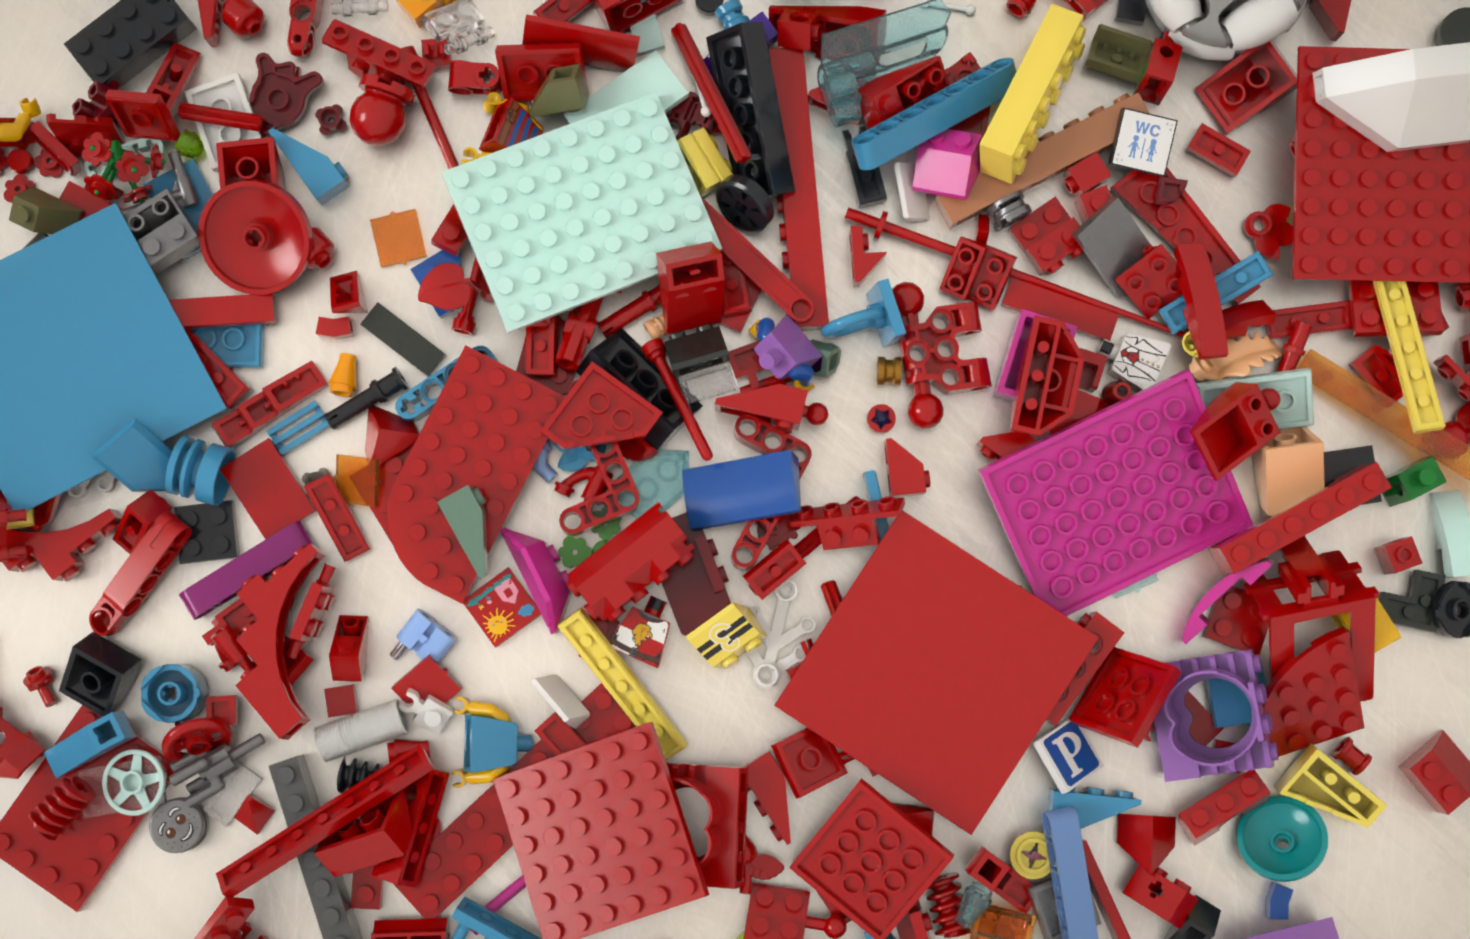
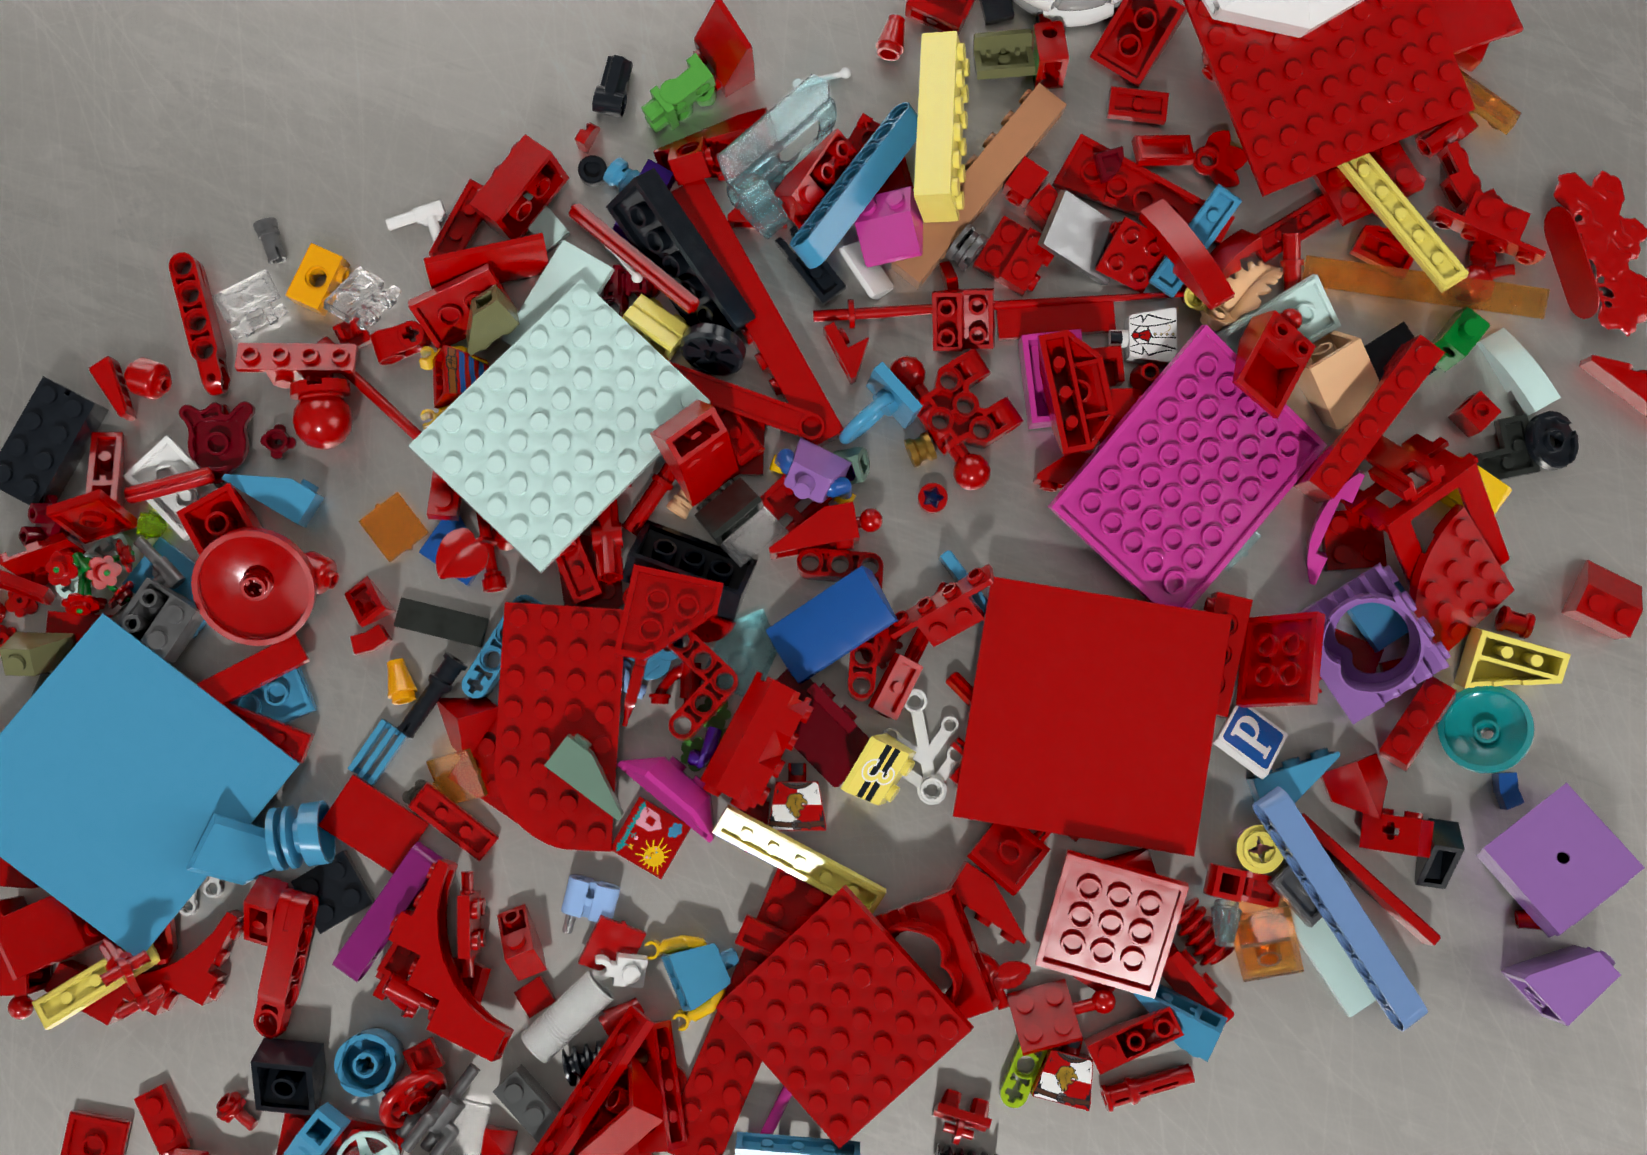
camera: 25 degrees left, 0 degrees up
(269, 404) = (339, 742): red slope -> none
(544, 470) = (633, 689): none -> red piece
(561, 700) = (747, 901): white slope -> none
(591, 546) = (710, 744): none -> dark purple arm
(656, 352) = (690, 528): red piece -> none
(904, 471) = (977, 538): red slope -> none
(1142, 142) = (1064, 128): white tile -> none
(1223, 199) = (1163, 150): none -> red tile

